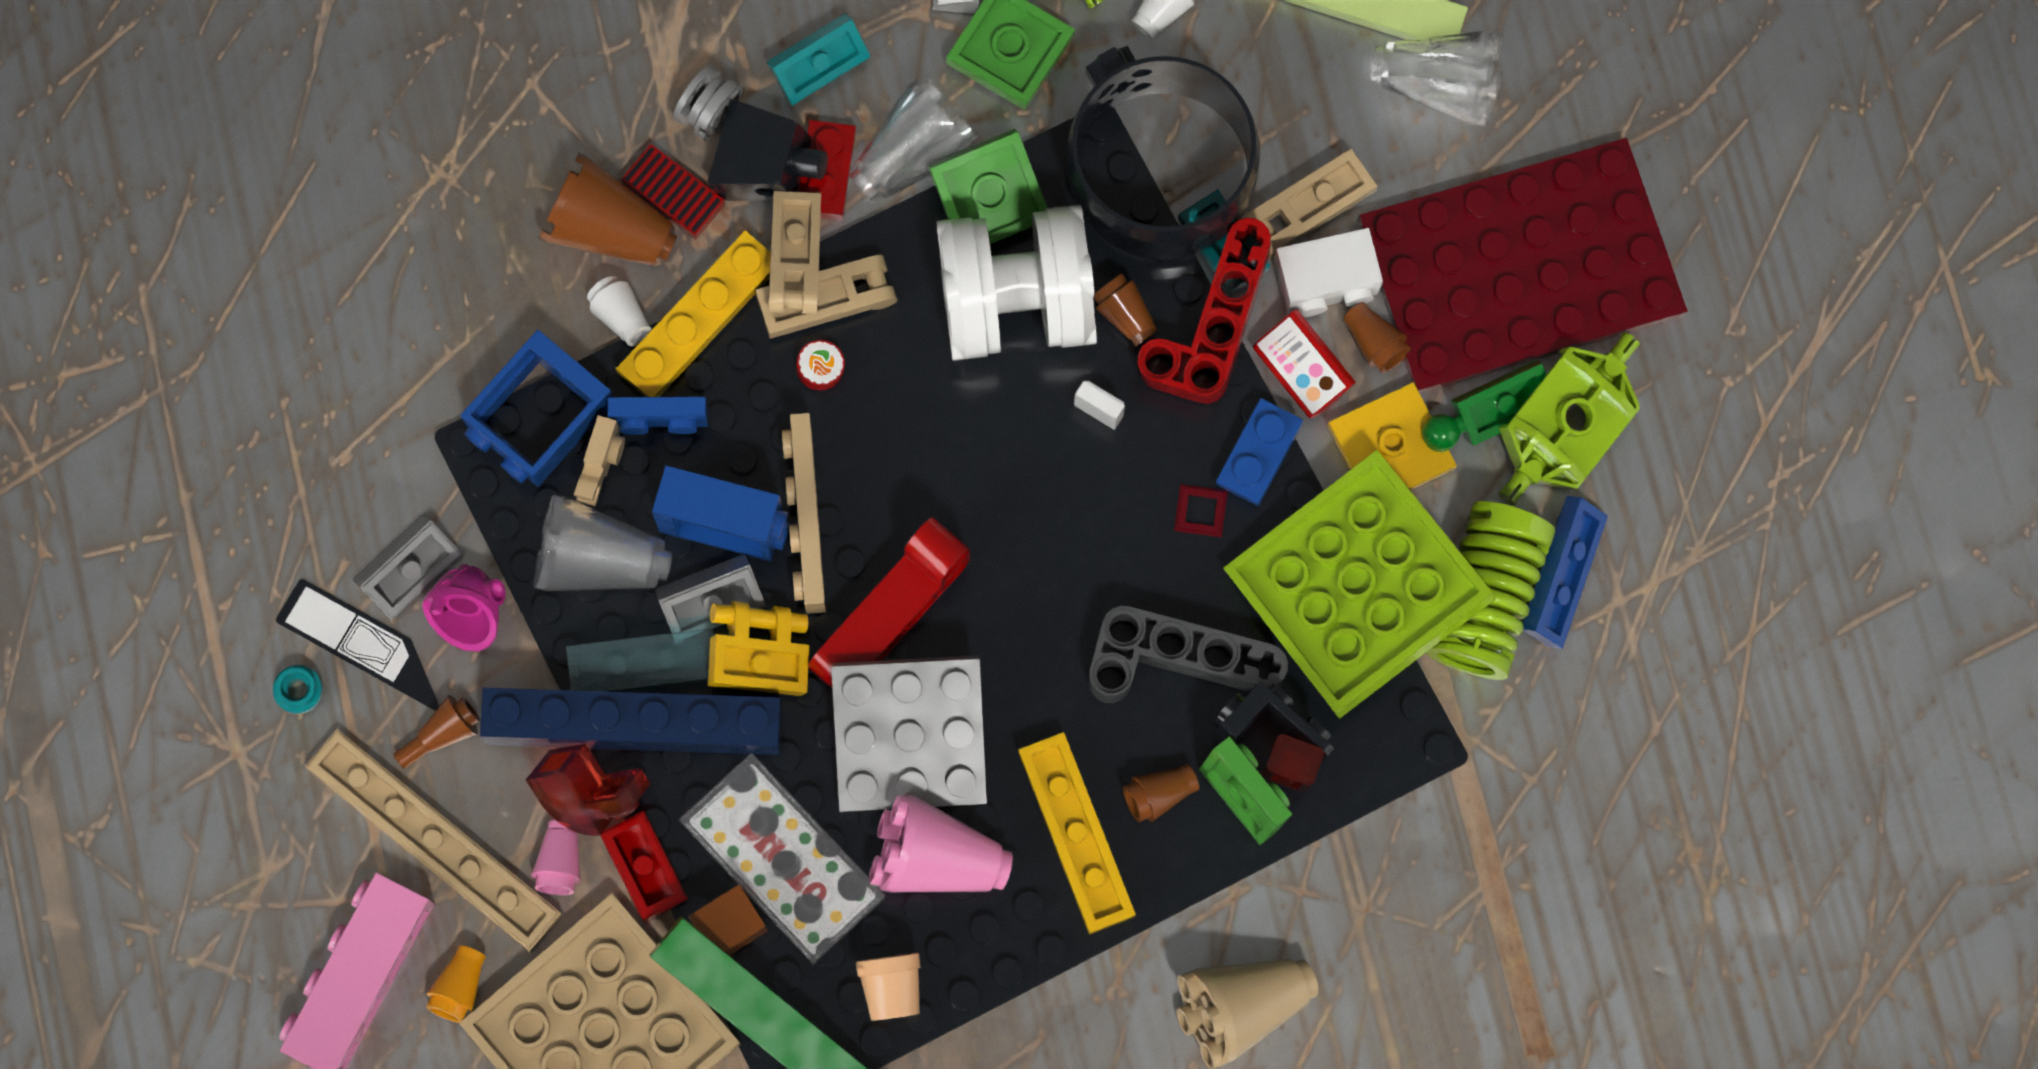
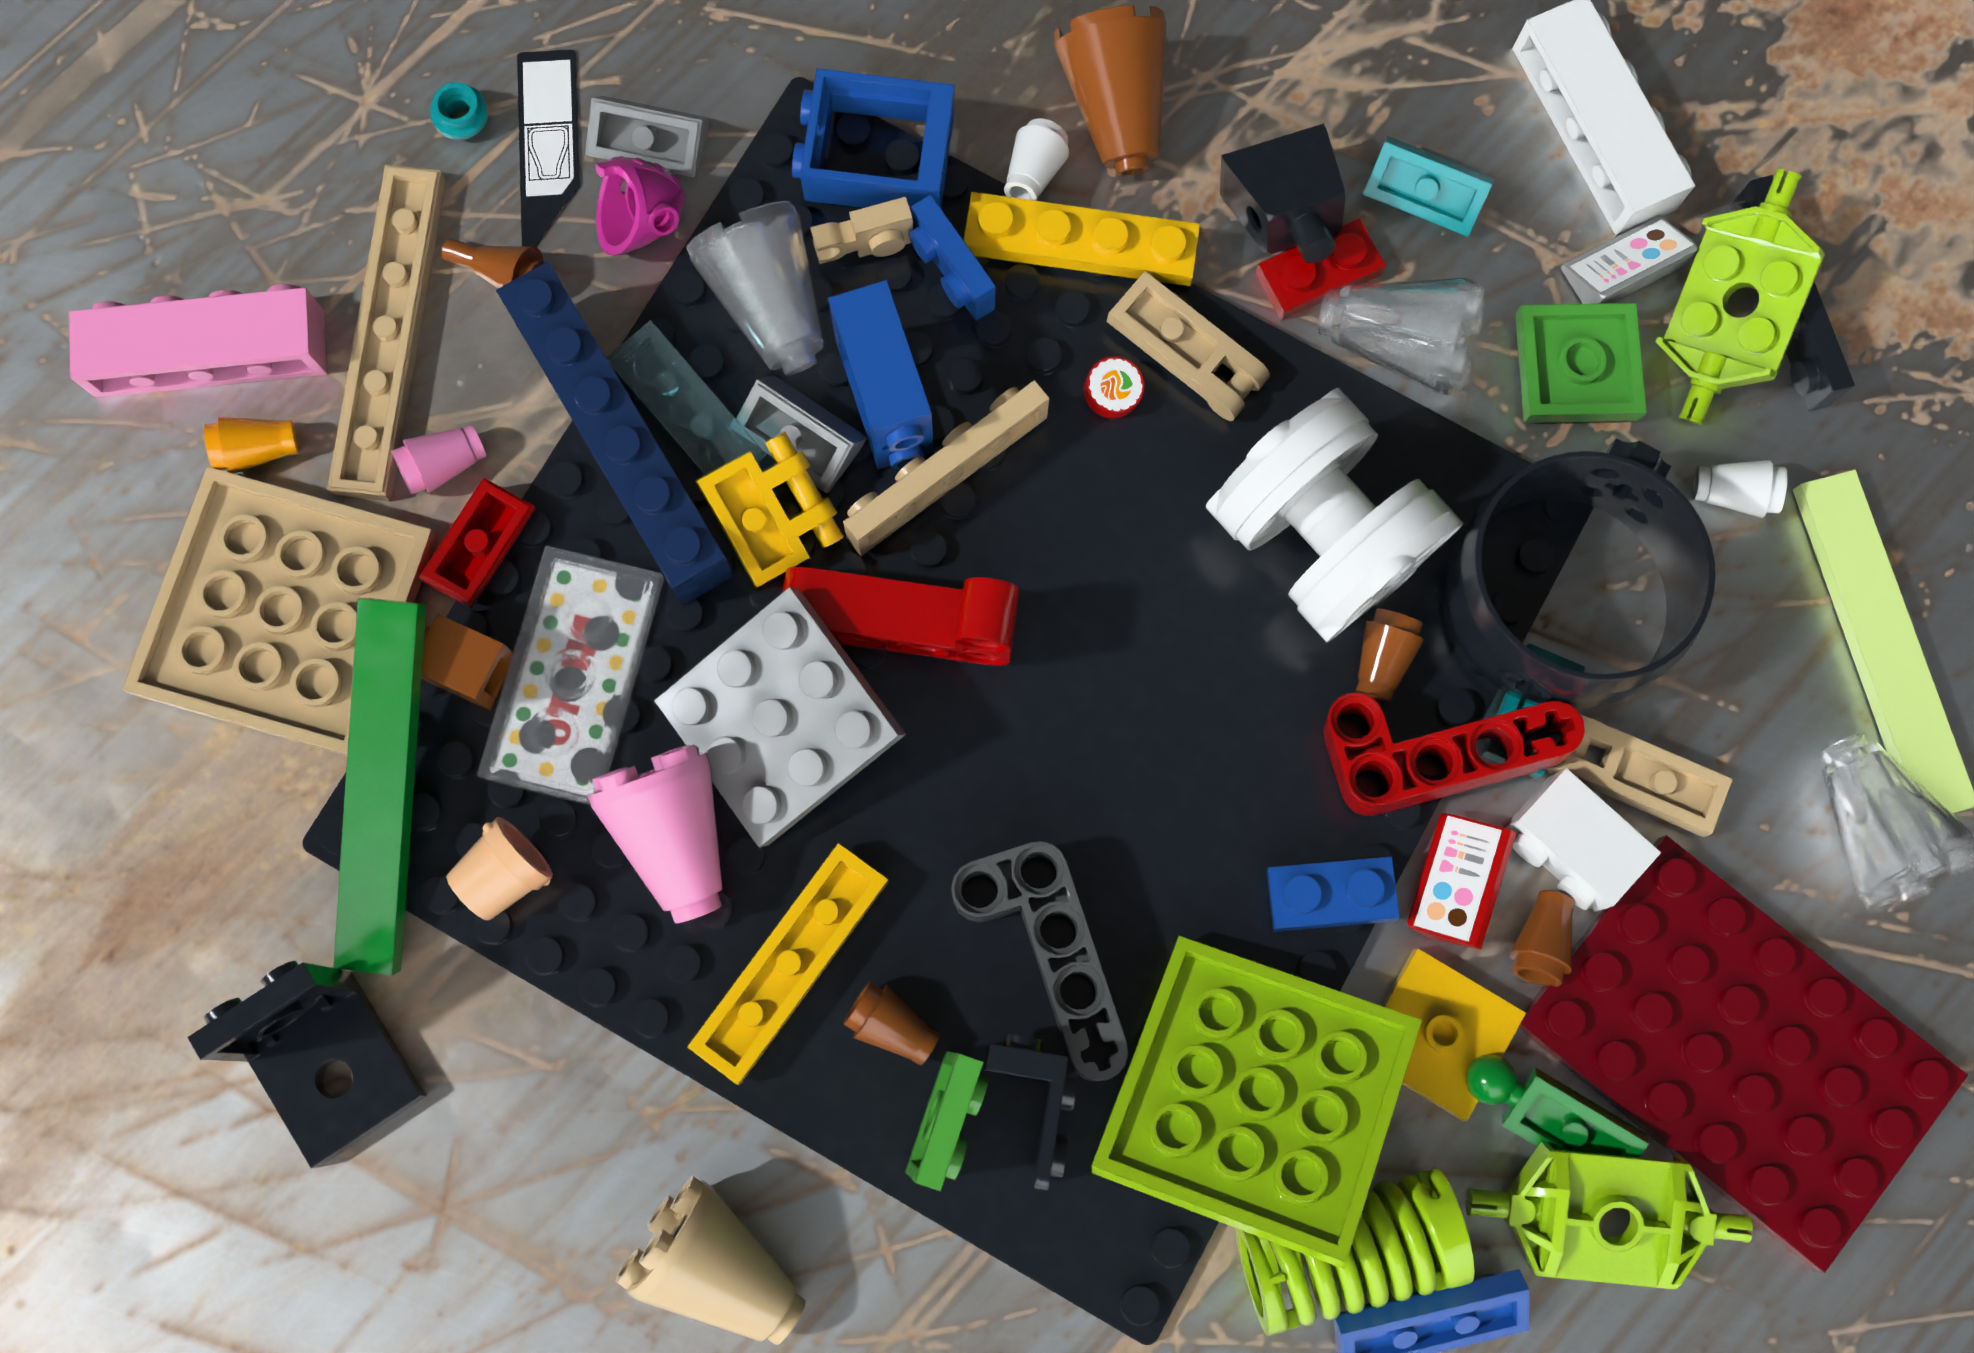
camera: 60 degrees right, 0 degrees up
(580, 794) = (514, 430): clear red brick -> none
(673, 191) = (1193, 140): tile -> none
(706, 102) = (1305, 102): light grey wheel -> none
(795, 251) = (1209, 280): tan plate -> none
(990, 183) = (1420, 425): bright green plate -> none
(1099, 404) = (1266, 690): white tile -> none
(1200, 529) = (1215, 901): dark red tile -> none
(1293, 763) = (1004, 1154): clear red slope -> none

